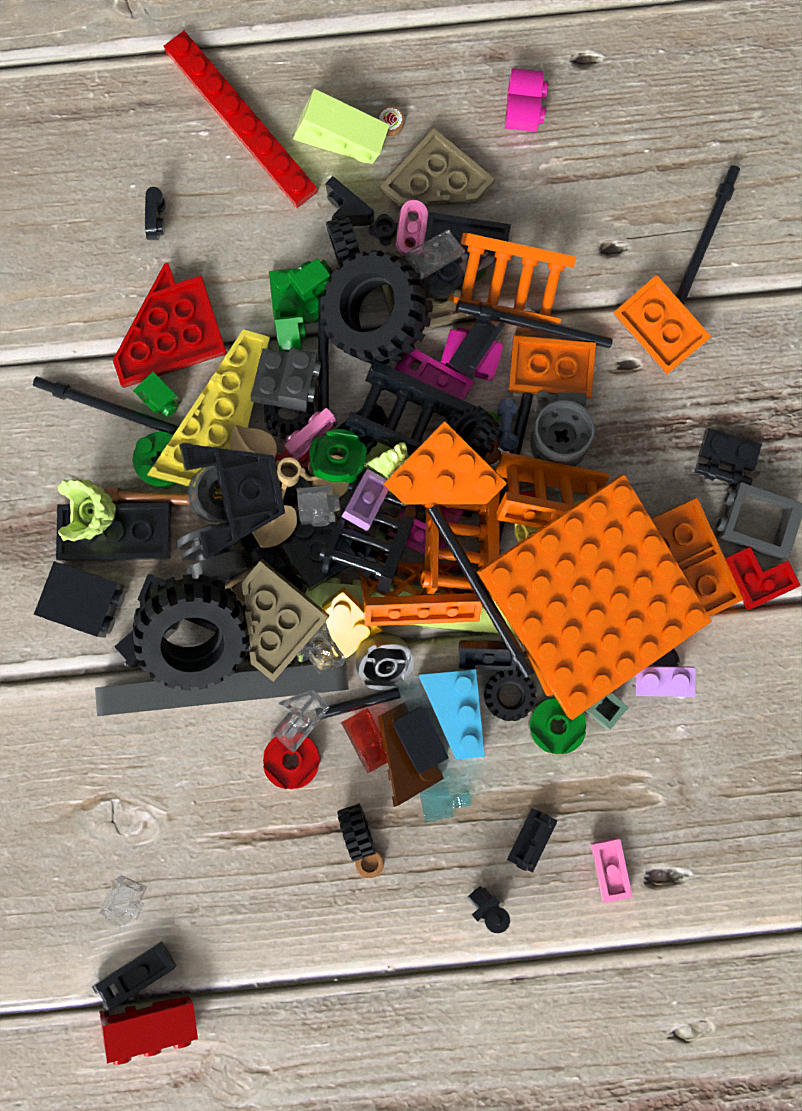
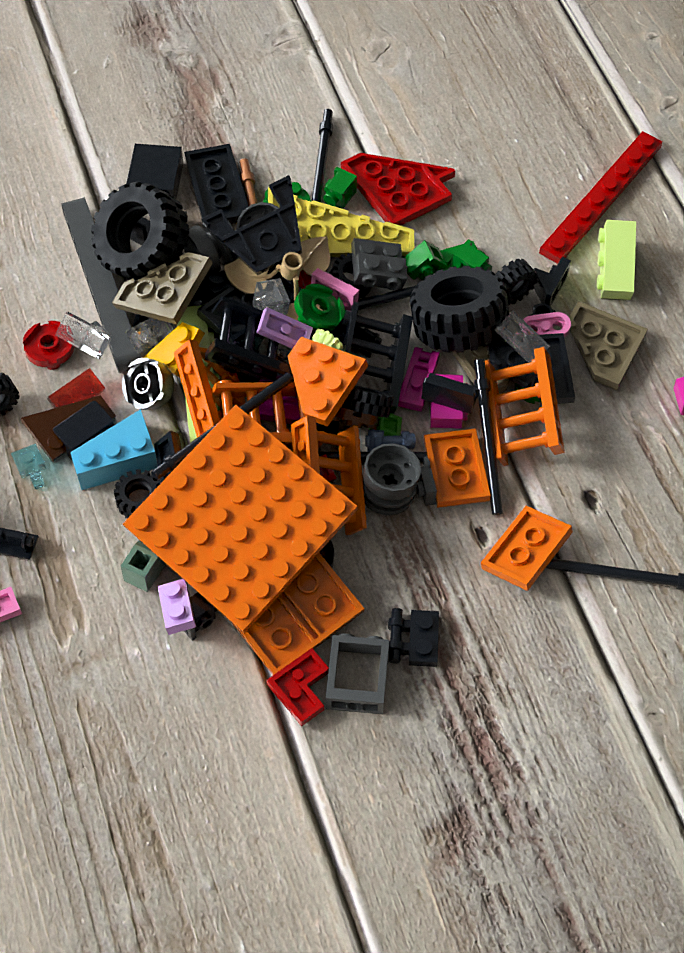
camera: 75 degrees right, 25 degrees down
(83, 498) = (228, 161): yellowish green hair -> none
(153, 206) = (493, 153): black plate -> none
(362, 702) = (109, 385): black bar -> none
(393, 117) = (643, 300): tile -> none
(556, 742) = (104, 545): green plate -> none

